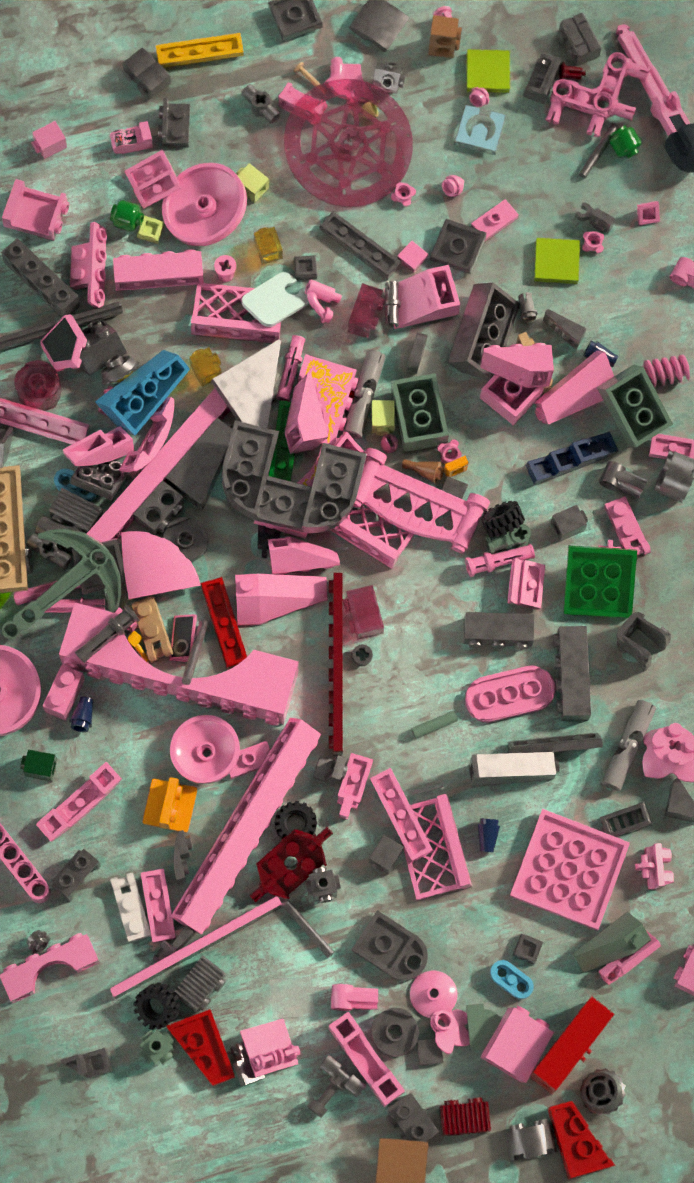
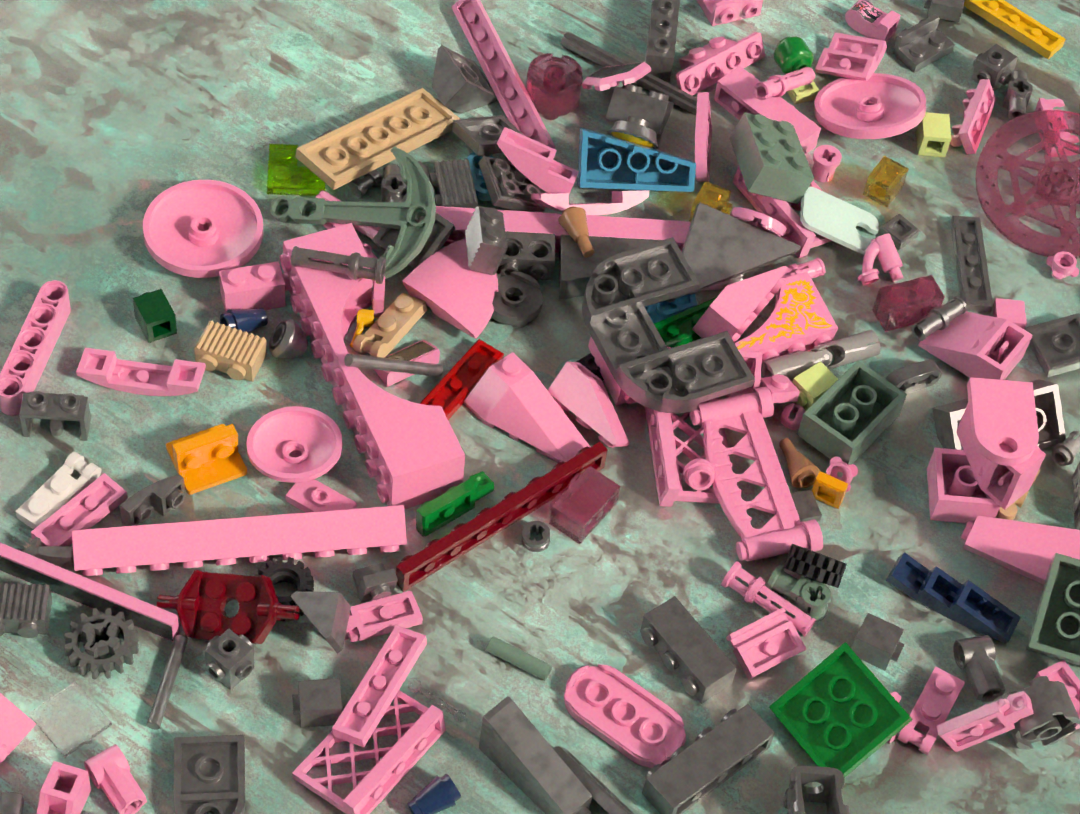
camera: 50 degrees right, 20 degrees down
(47, 458) = (482, 133): none -> flat silver plate
(102, 738) = (231, 351): none -> tan brick
(119, 699) = (288, 340): none -> flat silver cone
(142, 528) = (485, 240): none -> flat silver brick
(152, 261) = (779, 85): none -> bright pink pin
(156, 330) = (703, 137): none -> bright pink tile
(169, 464) = (575, 224): none -> medium nougat cone
(207, 304) = (771, 158): none -> sand green brick
(230, 100) = (996, 65): none -> flat silver brick
(242, 351) = (759, 220): none -> bright pink tile
(256, 145) = (976, 116): none -> bright pink plate
(269, 945) = (101, 643): none -> dark grey gear
(307, 682) = (452, 504): none -> green hinge
(340, 815) = (328, 614): none -> flat silver slope
(371, 438) = (781, 388): none -> bright pink plate
(396, 533) = (699, 474): none -> bright pink plate
(513, 347) = (1003, 415): none -> bright pink tile
(663, 509) = (985, 721): none -> bright pink hinge

